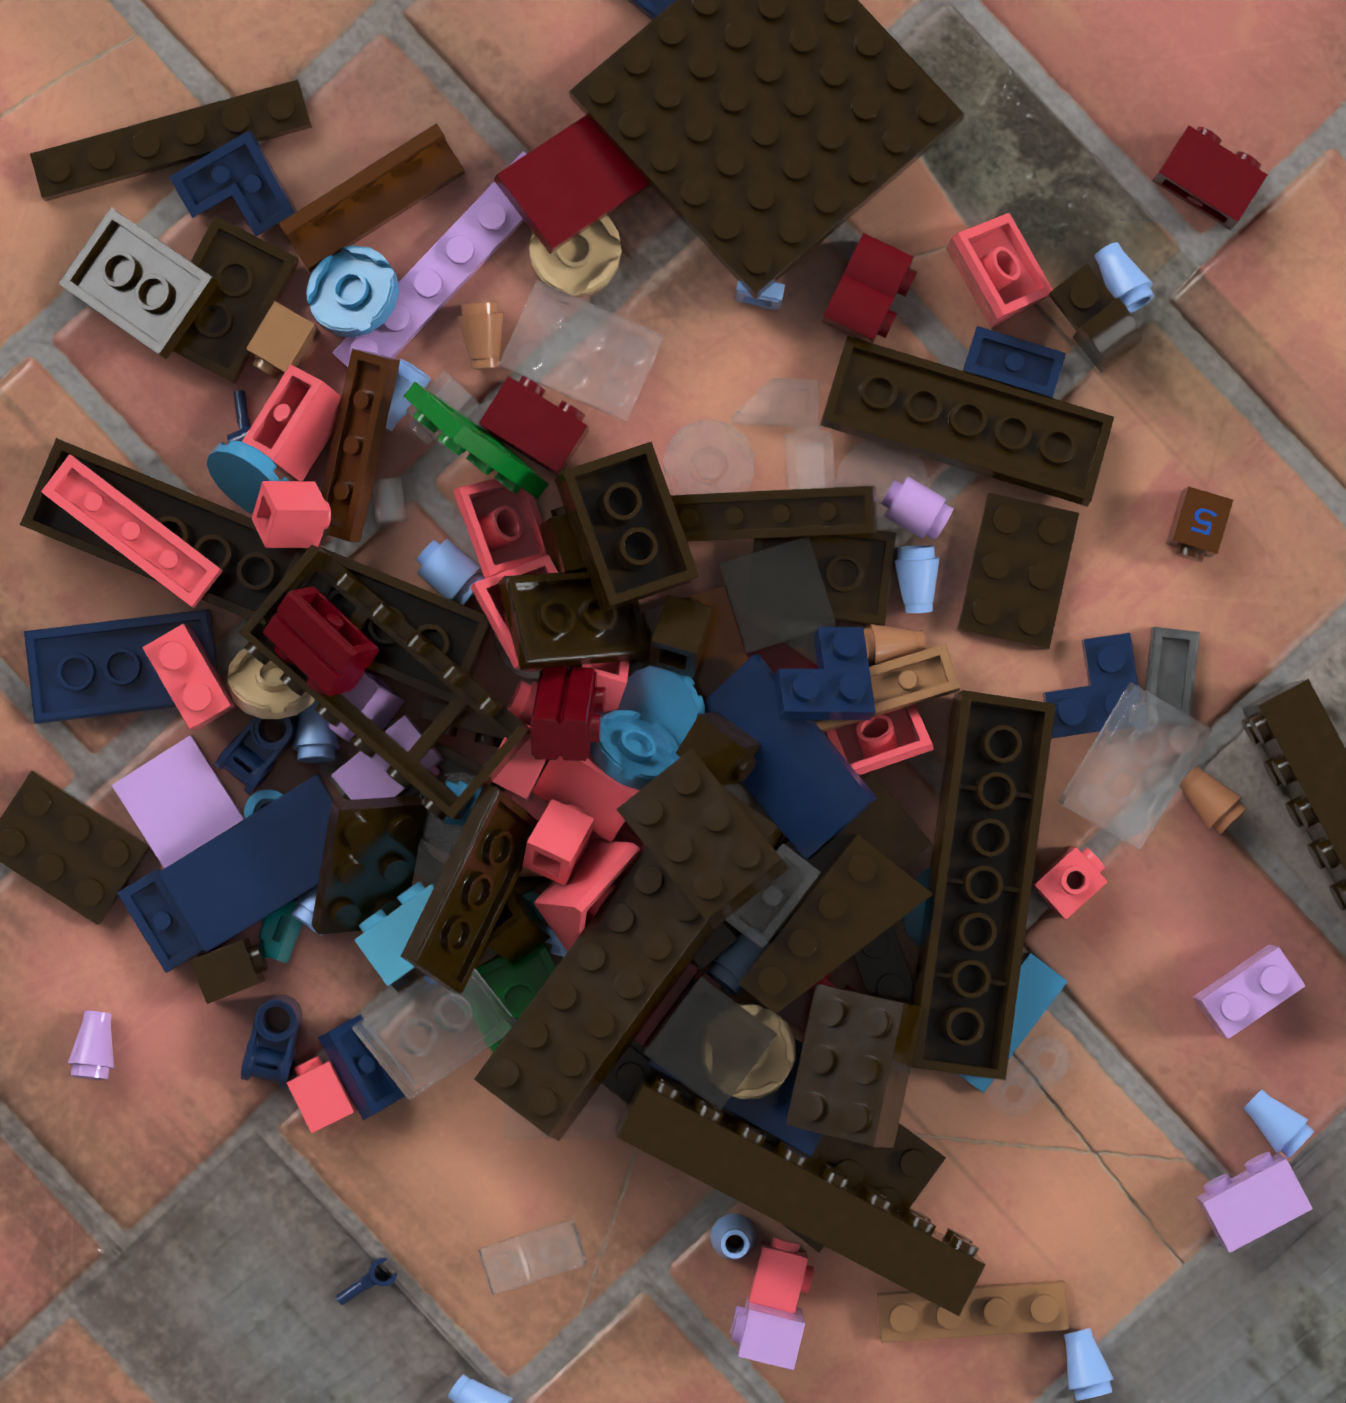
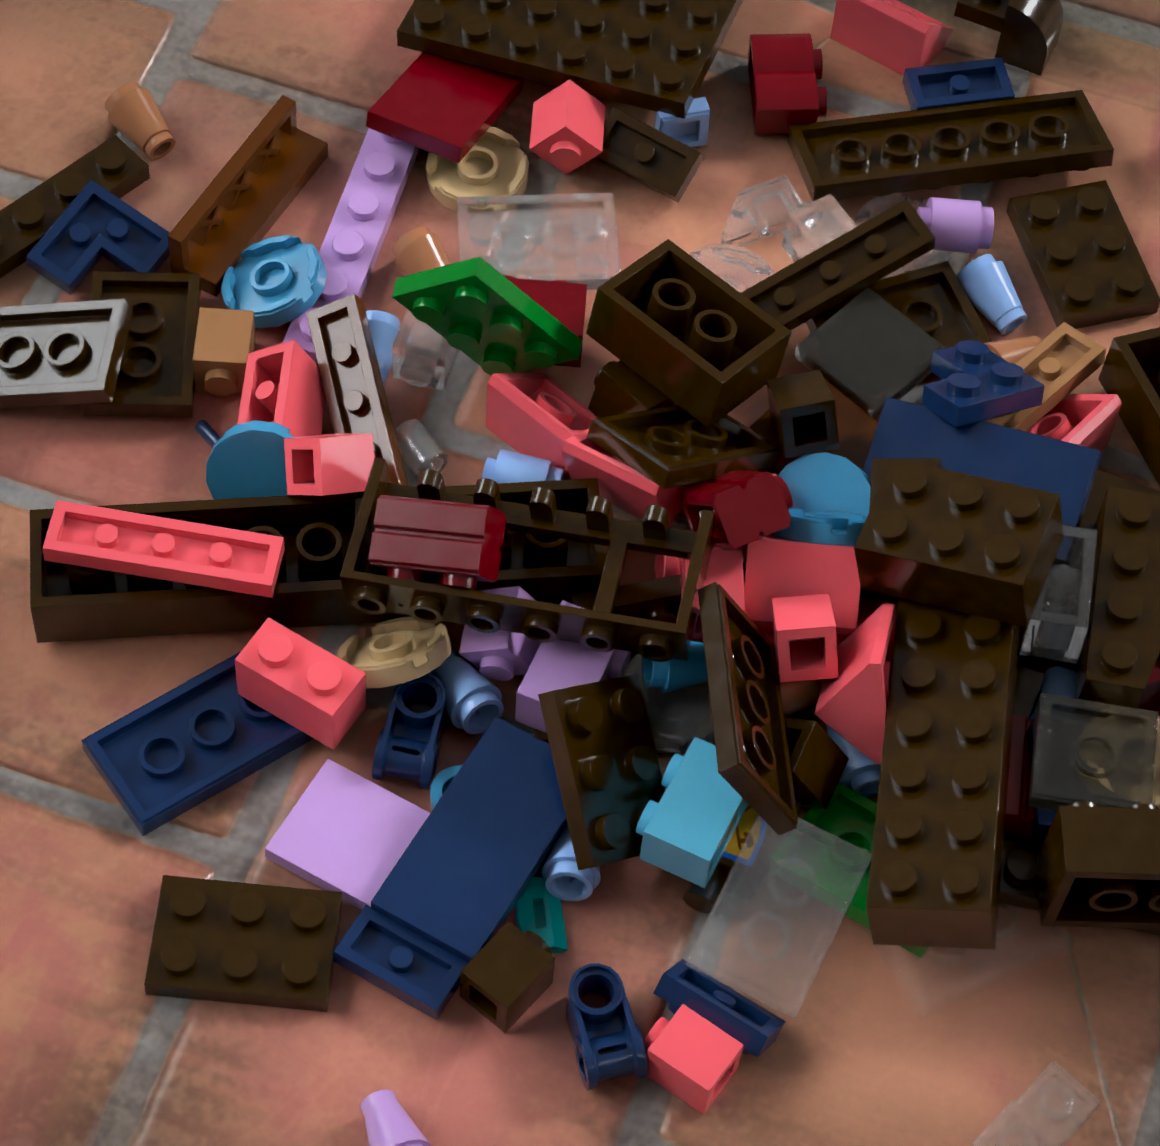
camera: 35 degrees left, 30 degrees down
(324, 74) = (139, 119): none -> nougat cone
(660, 256) = (567, 127): none -> coral brick
(714, 307) = (648, 155): none -> dark brown plate

